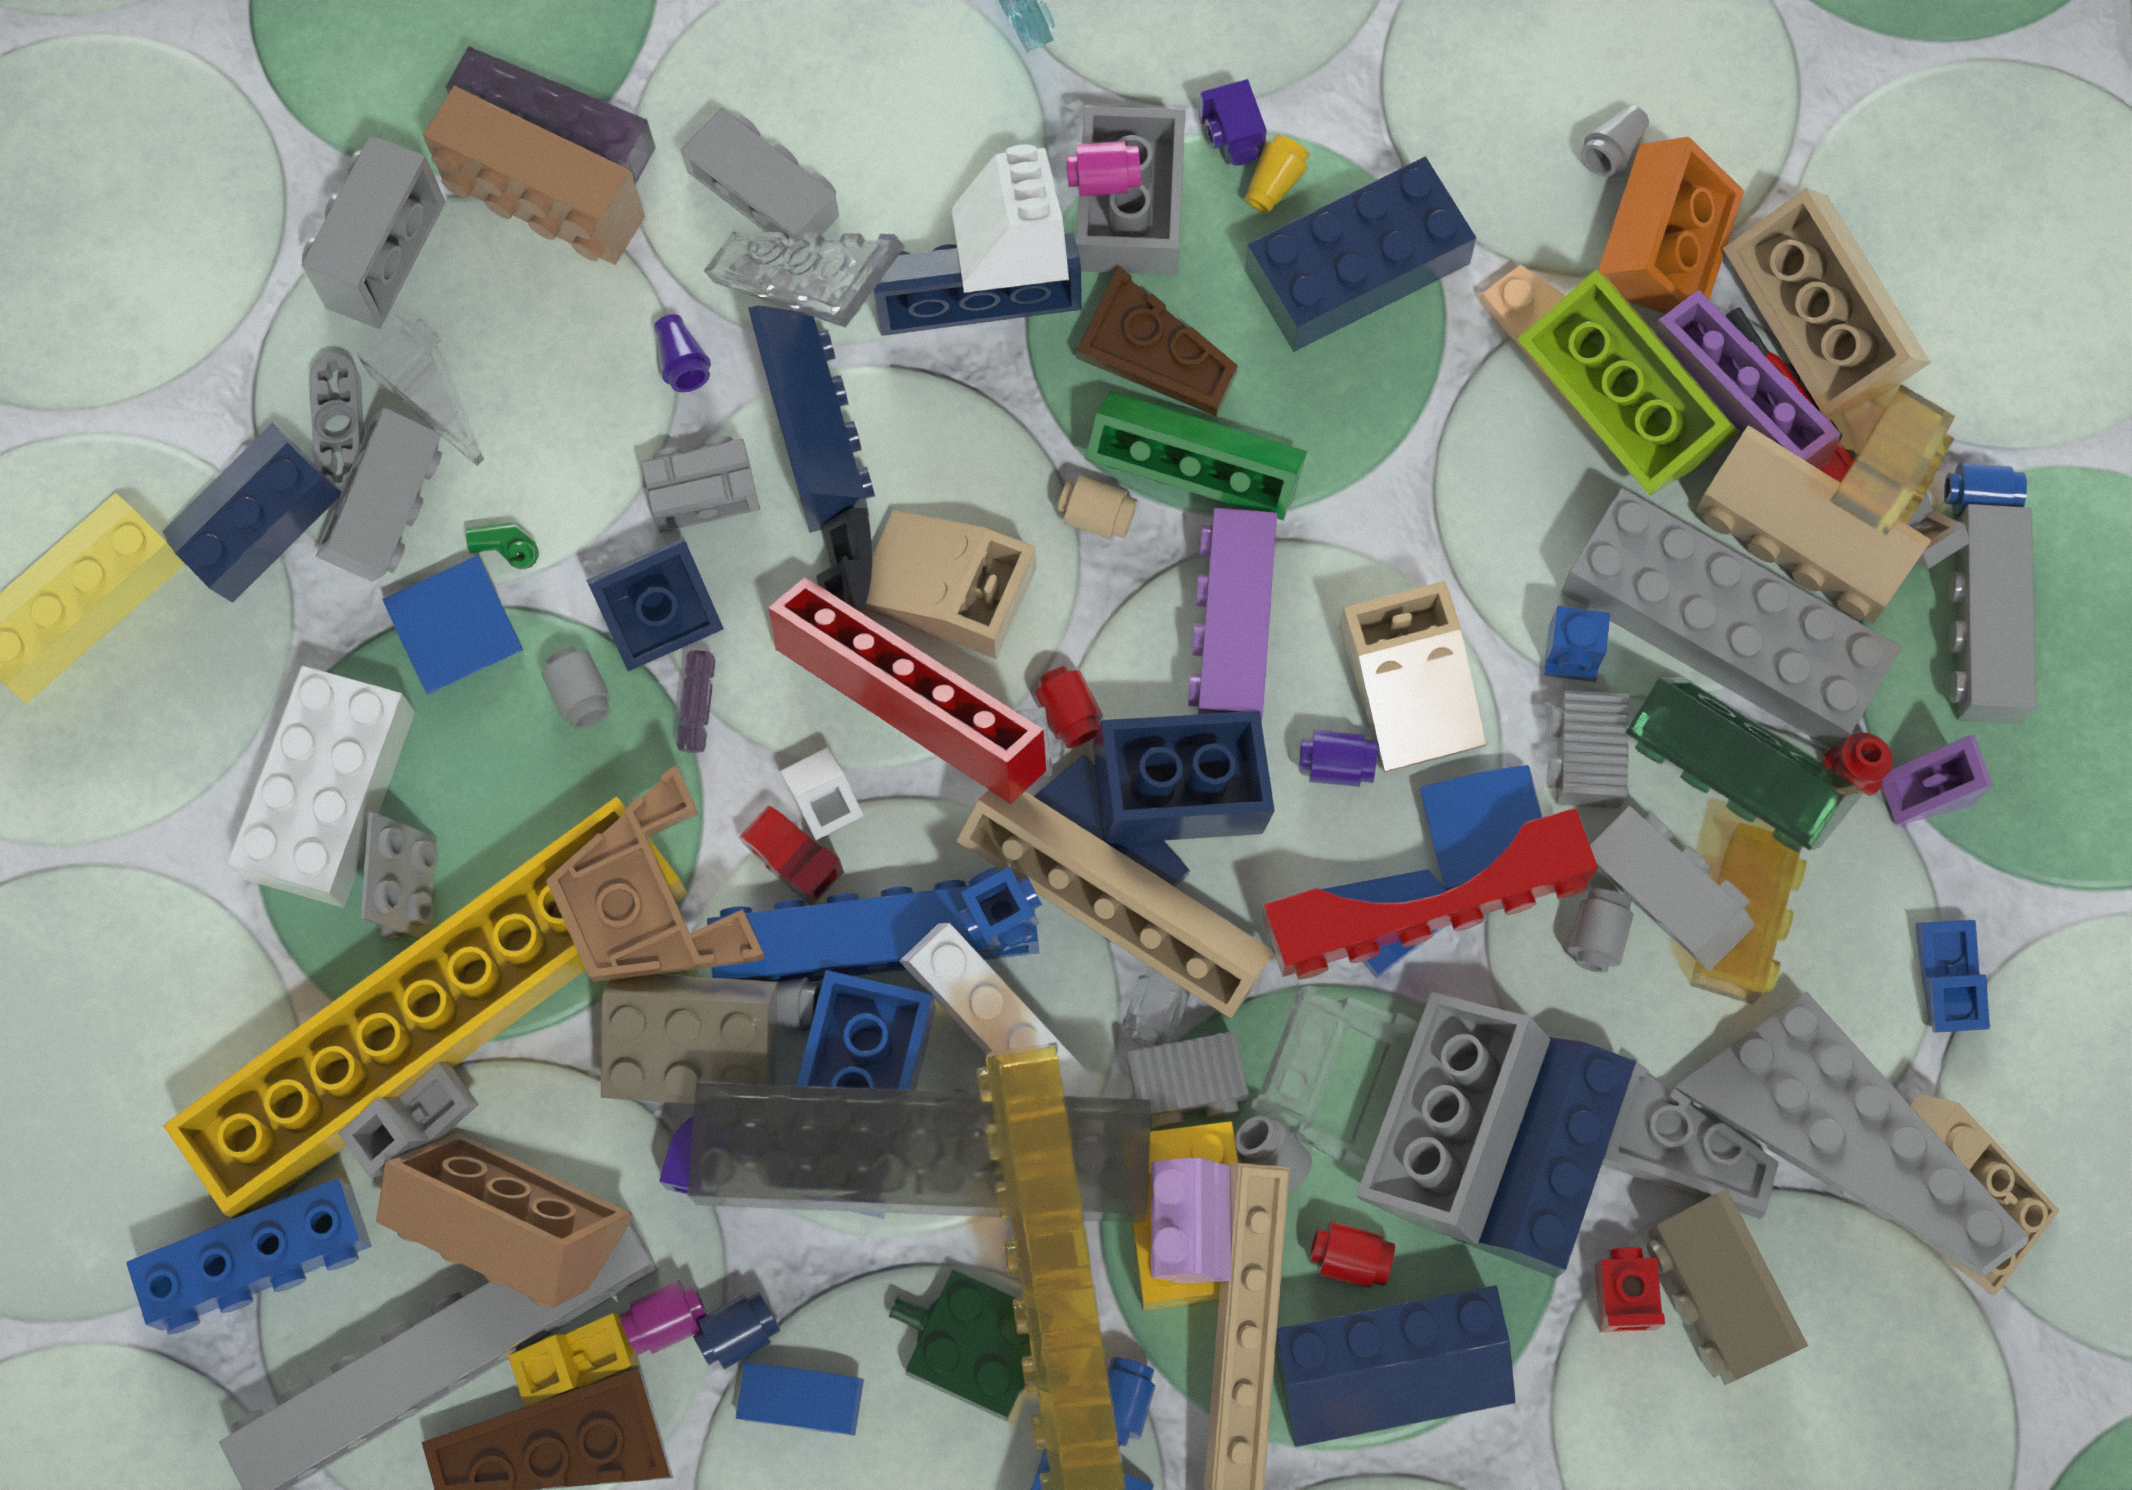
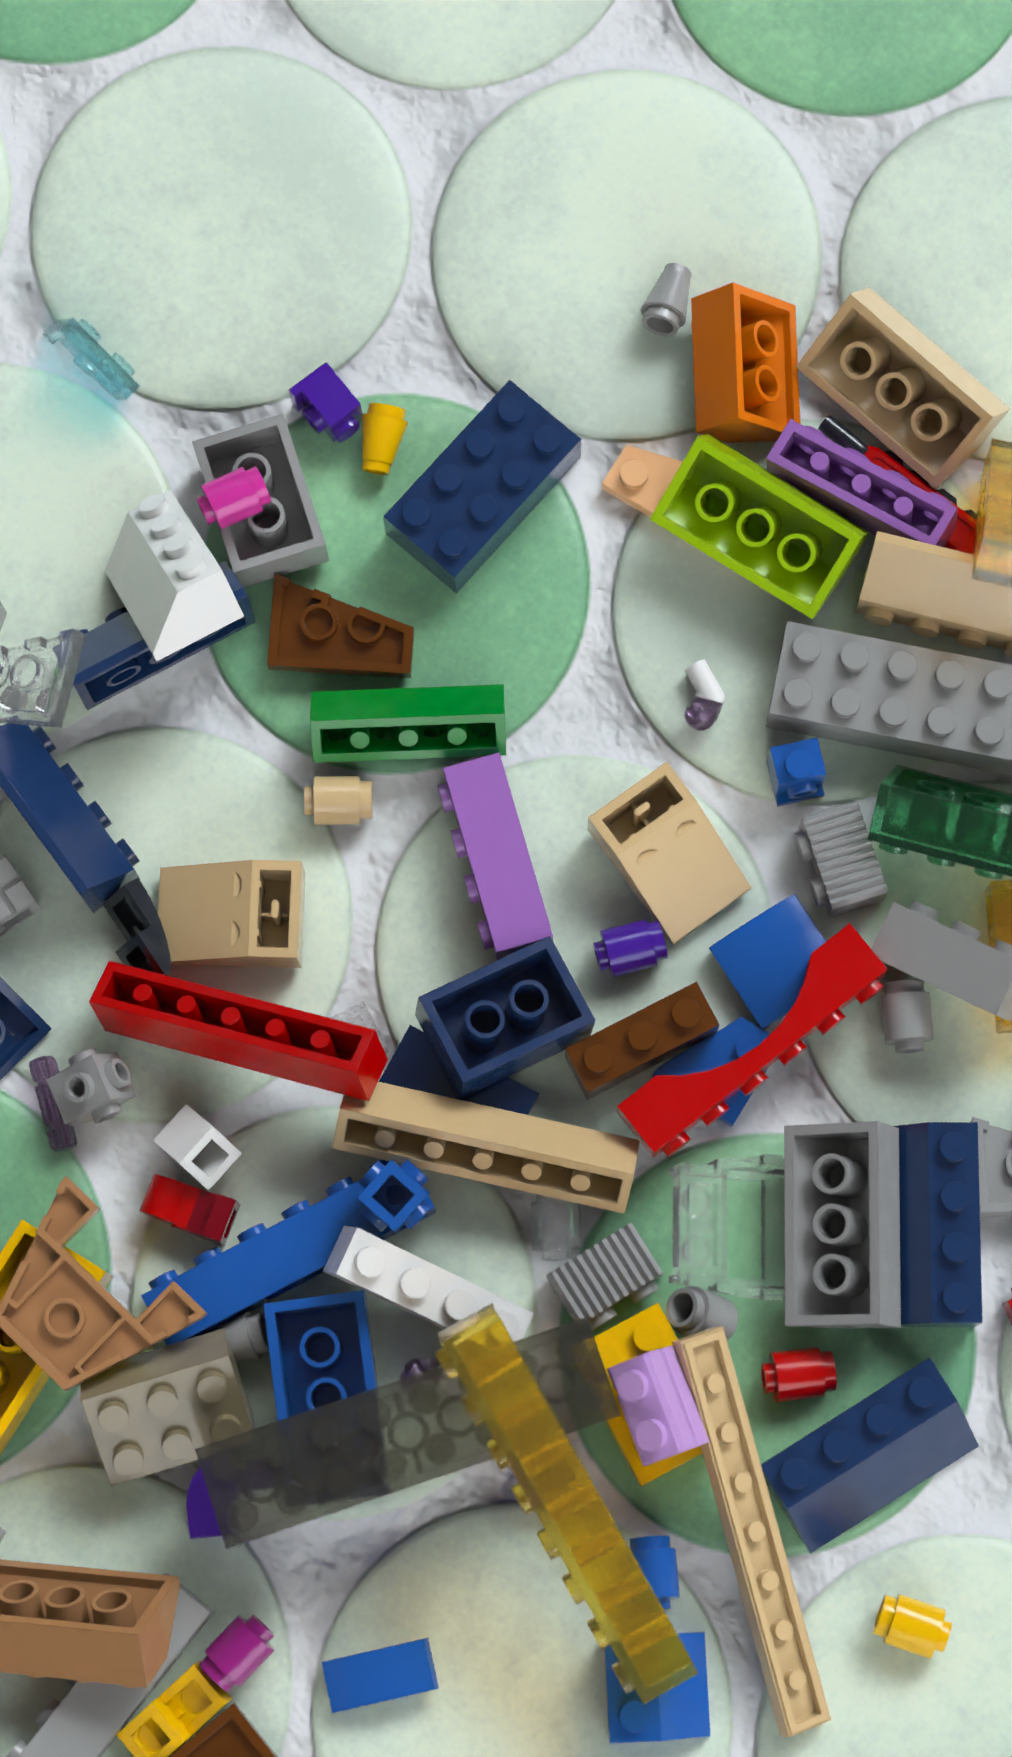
camera: 20 degrees left, 5 degrees up
(736, 1330) = (303, 1638): dark blue brick -> none
(739, 697) = (91, 1087): none -> light grey brick
(968, 1344) = (506, 1573): dark green plate -> none
(1069, 706) = (381, 987): red brick -> none
(1314, 853) = (641, 1040): none -> reddish brown brick
(1511, 542) = (708, 697): none -> arm

